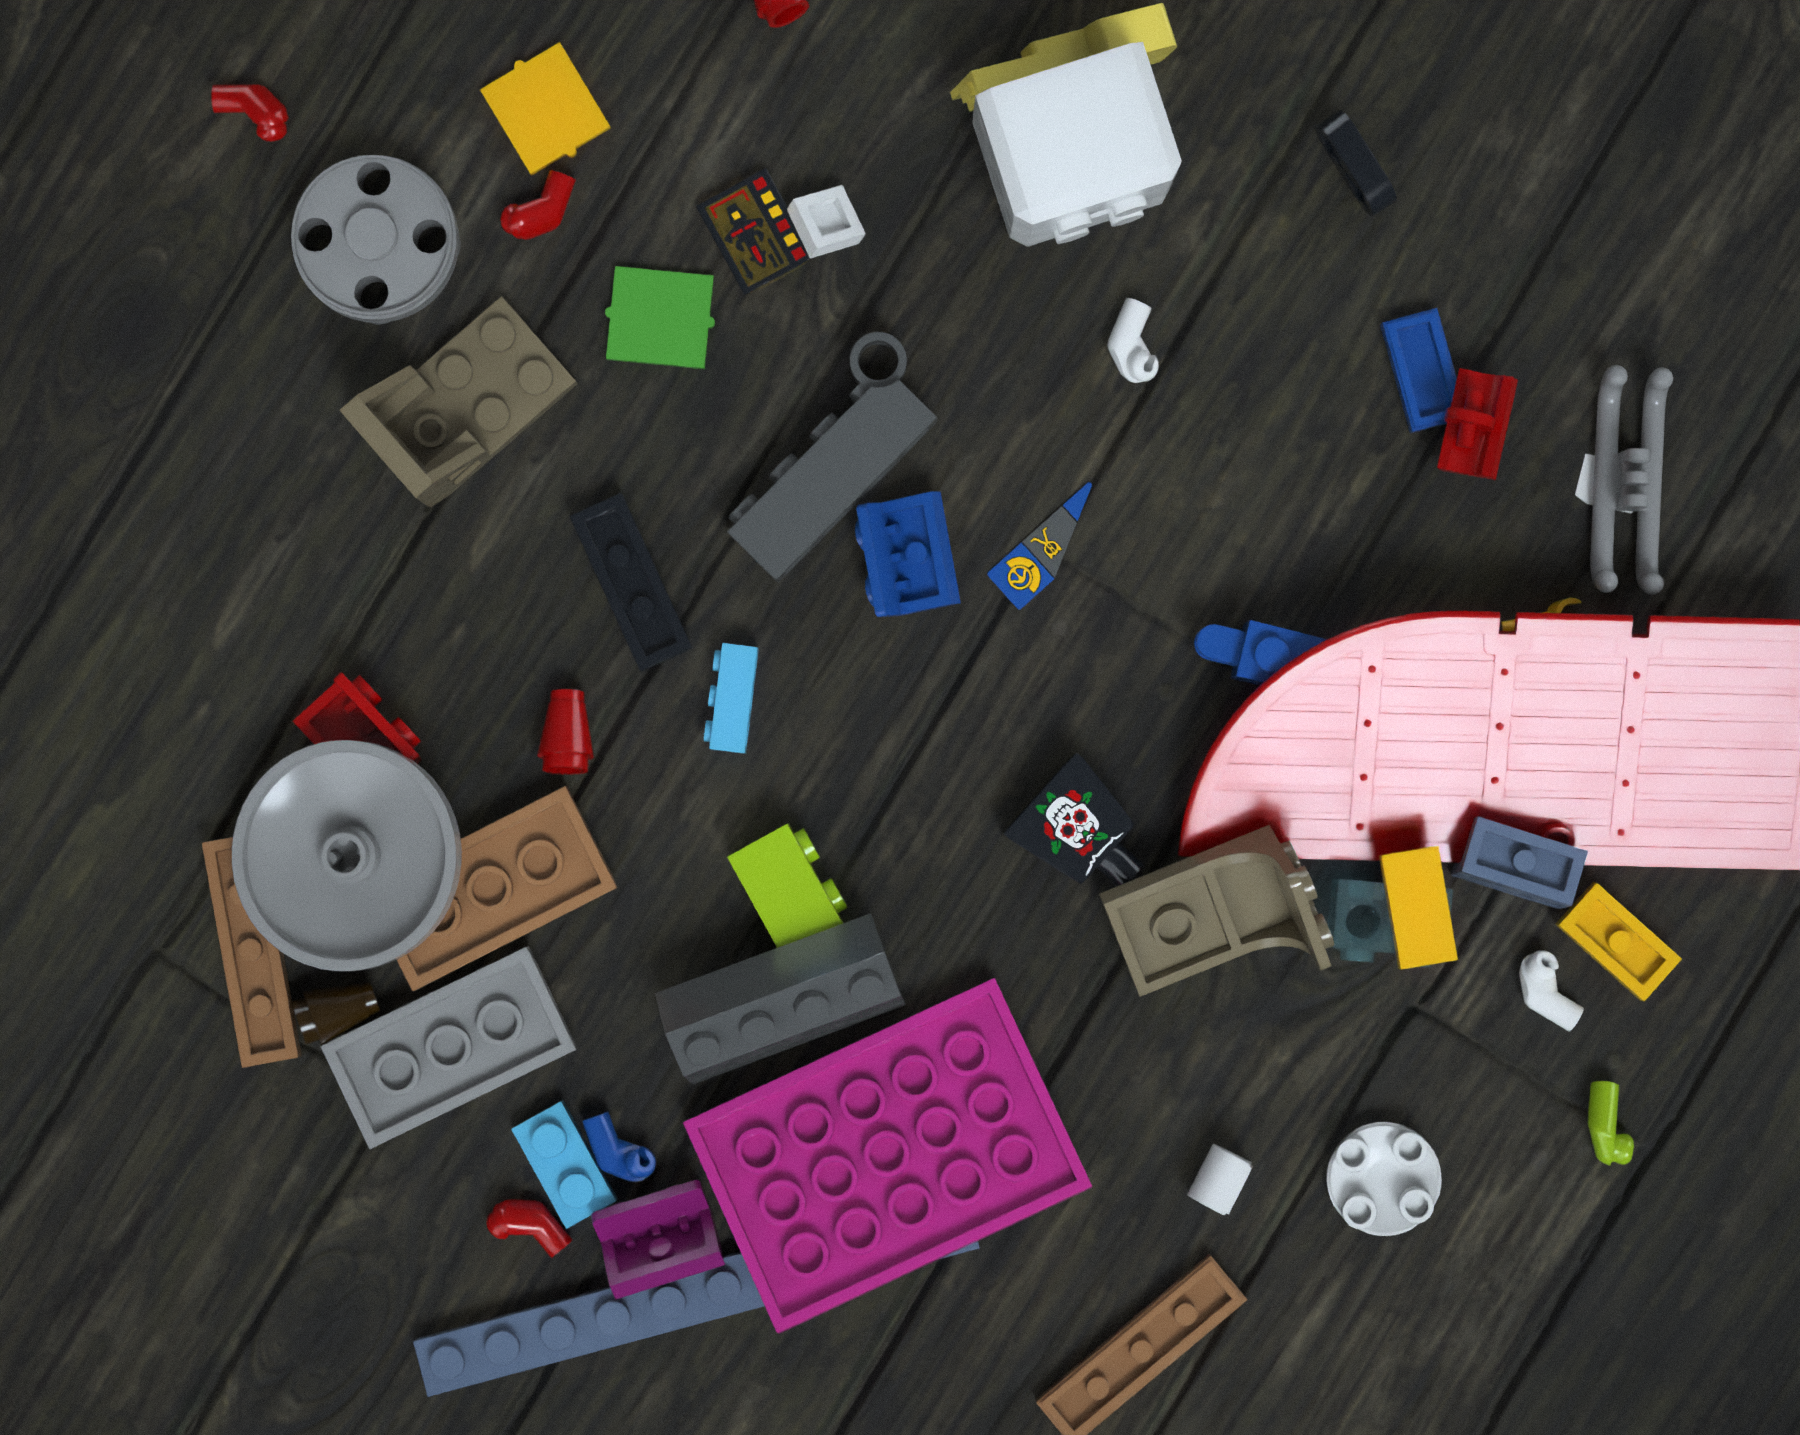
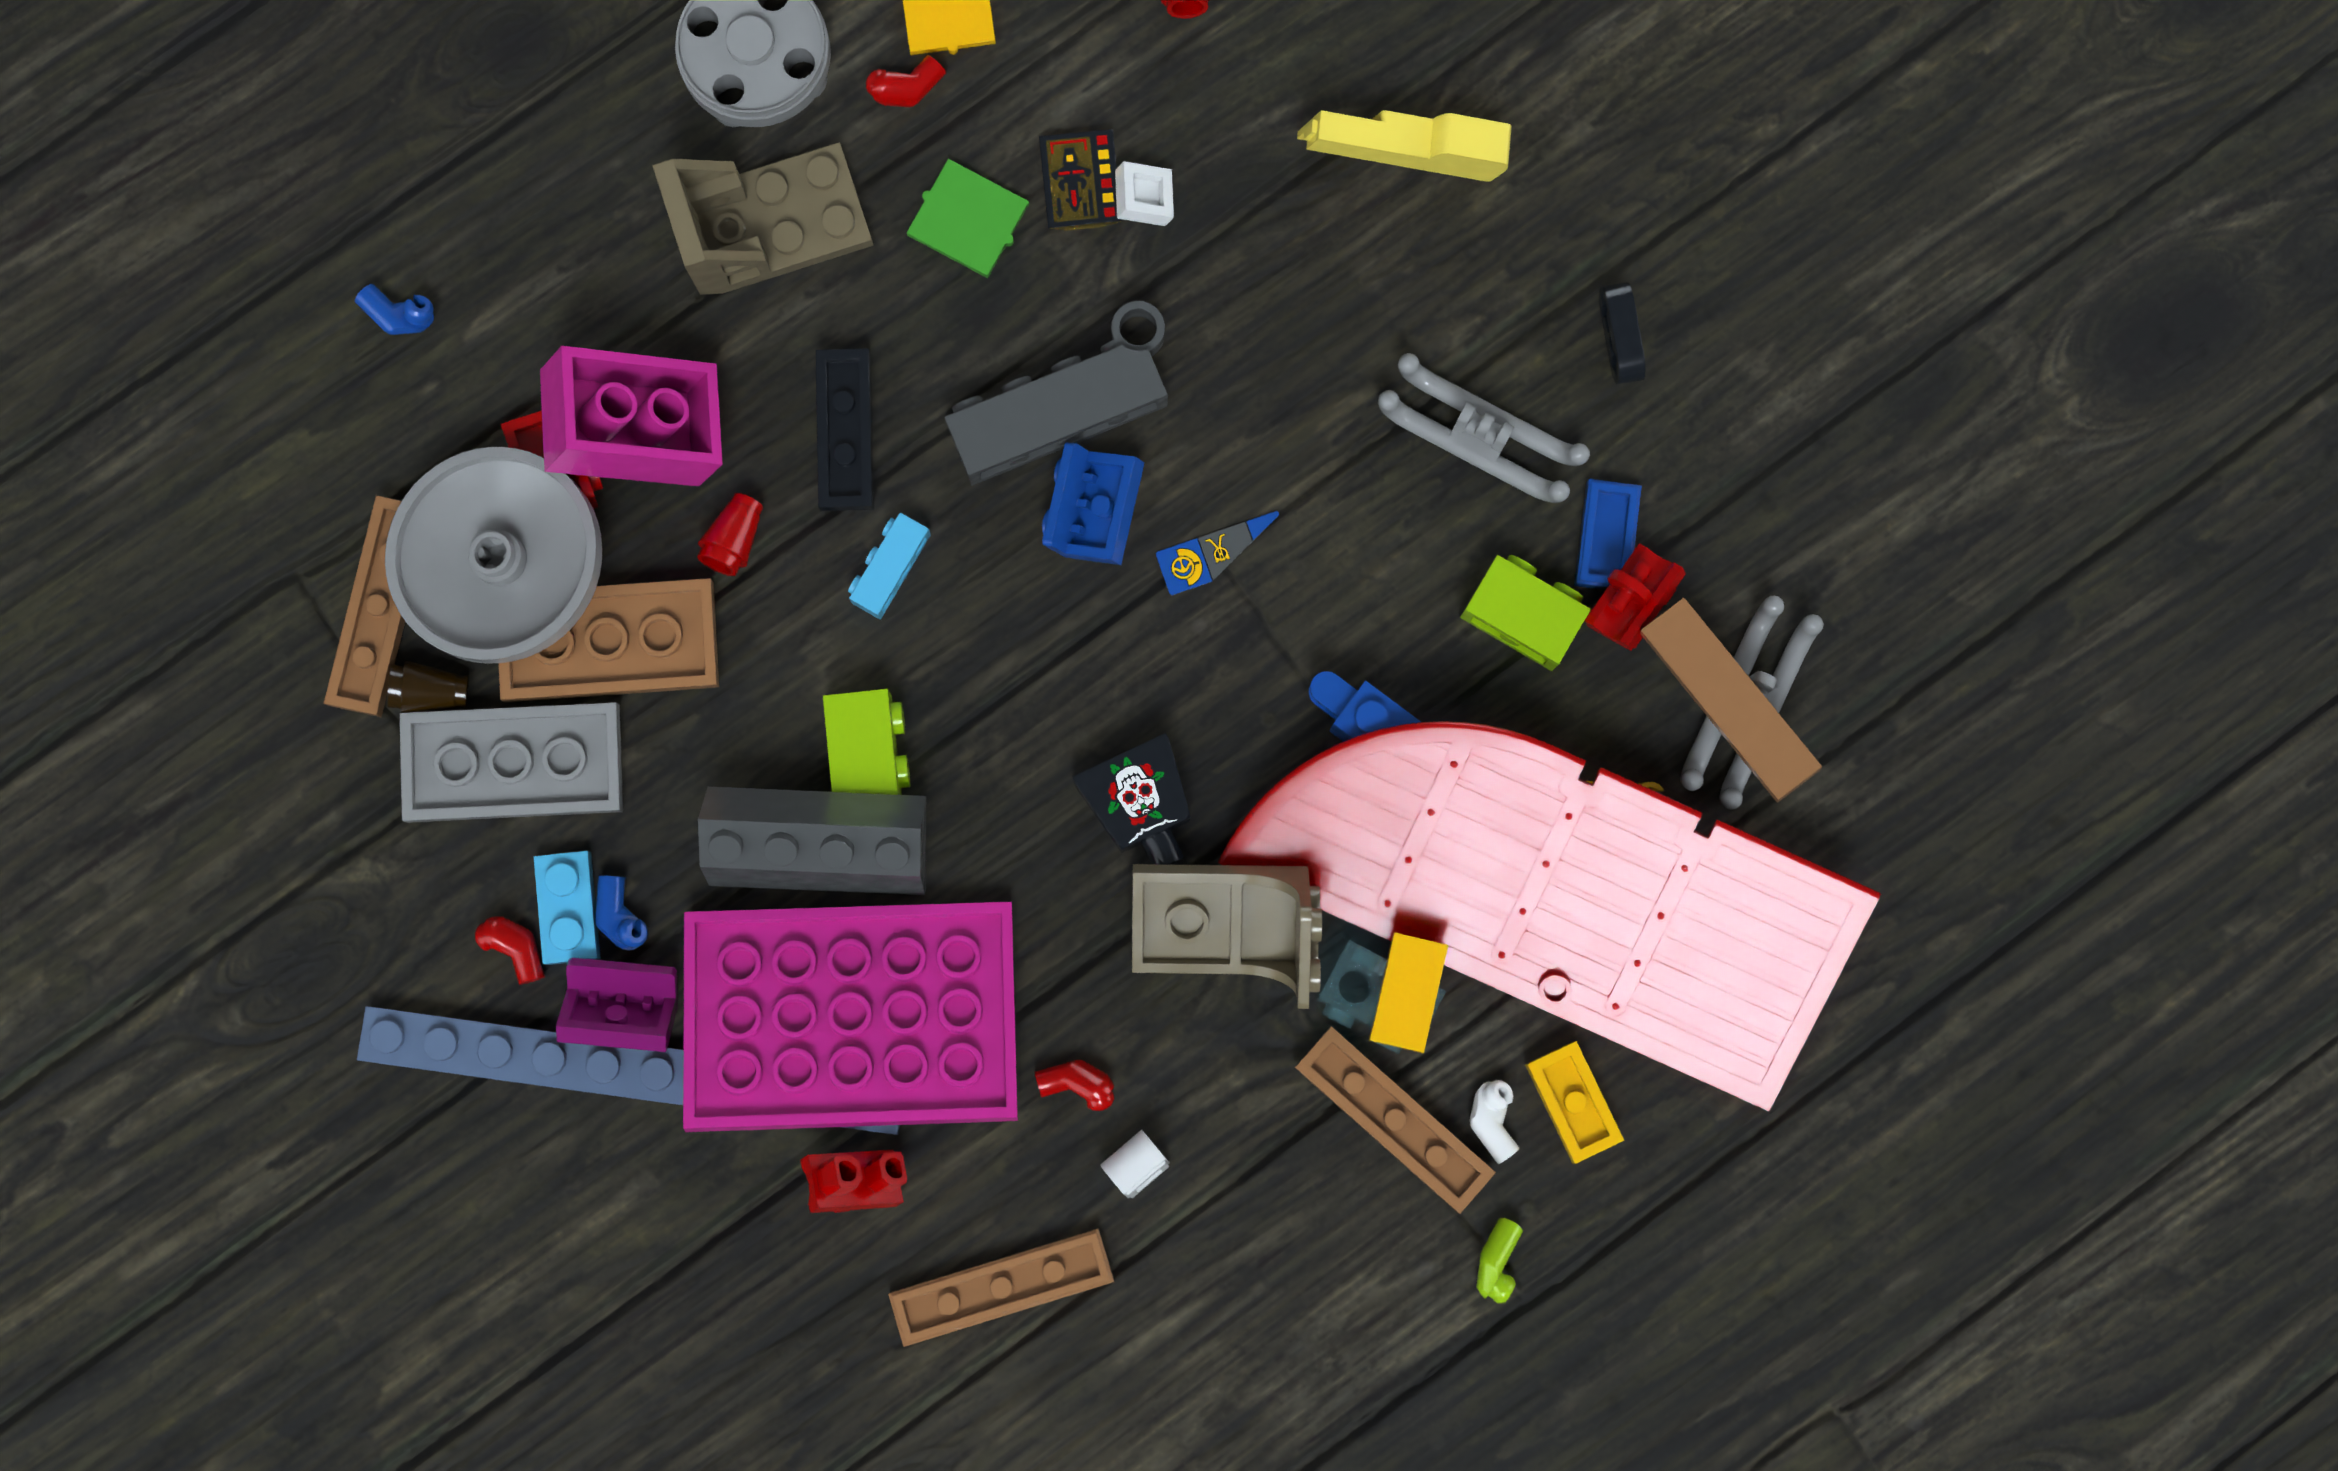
camera: 20 degrees right, 5 degrees down
(141, 655) = (399, 317): none -> blue arm
(421, 664) = (630, 416): none -> dark pink brick
(959, 1309) = (854, 1180): none -> red hips
(1077, 145) = (1386, 210): white plate -> none
(1128, 347) = (1359, 406): white arm -> none
(1133, 1119) = (1081, 1079): none -> red arm
(1259, 321) = (1481, 432): none -> light grey piece
(1376, 481) = (1526, 611): none -> lime brick
(1384, 1179) = (1280, 1225): white dish -> none
(1452, 1031) = (1395, 1120): none -> medium nougat plate
(1521, 864) = (1515, 995): sand blue panel -> none
(1614, 490) = (1731, 700): none -> medium nougat tile

